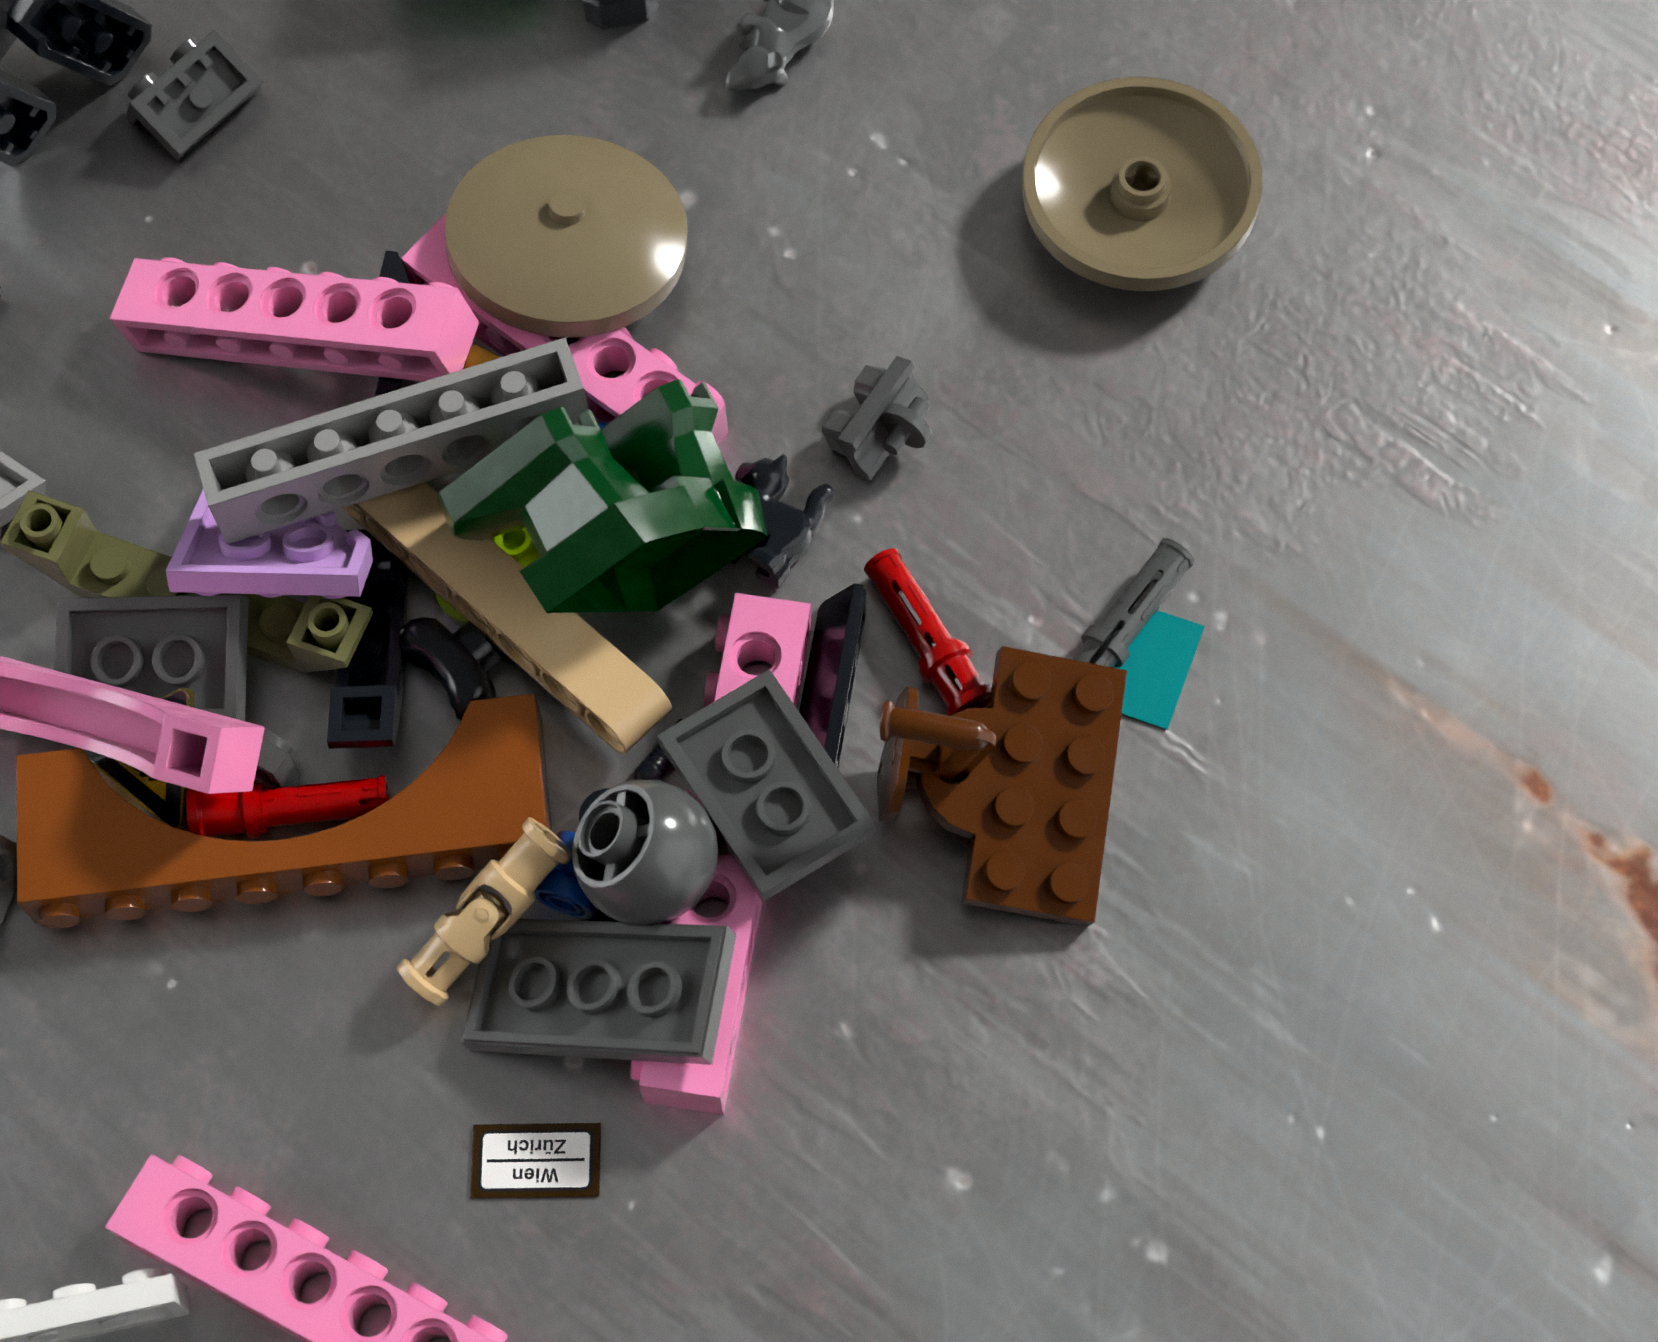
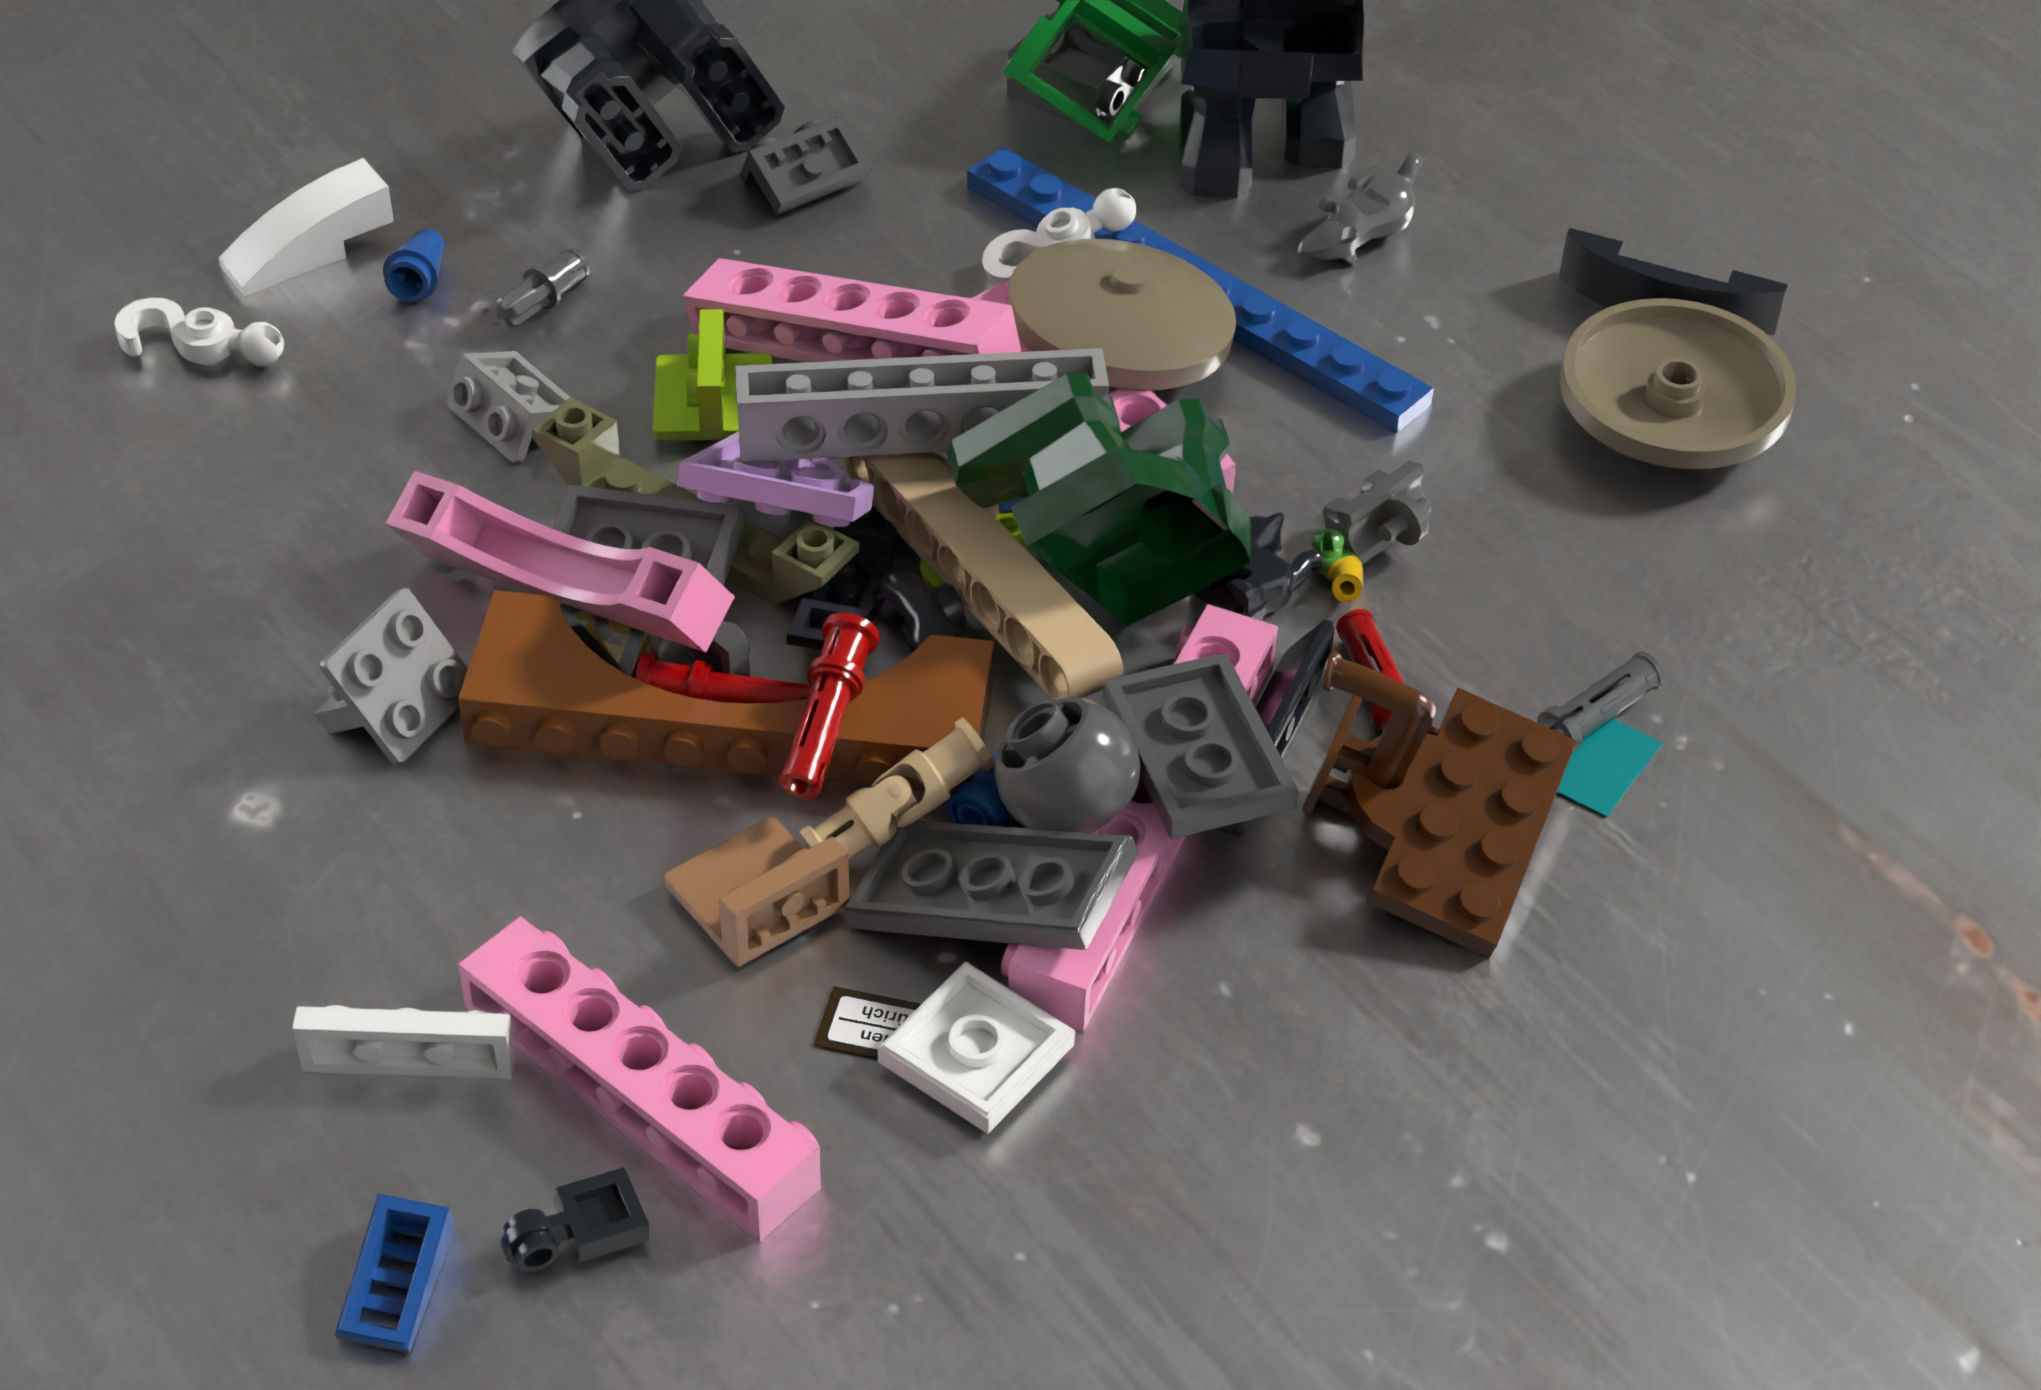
camera: 10 degrees right, 20 degrees down
(166, 418) = (698, 389): none -> lime bracket
(371, 1038) = (761, 888): none -> medium nougat bracket
(390, 798) = (833, 681): none -> red pin
(478, 133) = (1111, 211): none -> white piece
(627, 1170) = (976, 1047): none -> white plate
(707, 187) = (1261, 321): none -> blue plate
(852, 491) = (1339, 565): none -> arm
(1083, 60) = (1601, 273): none -> black slope

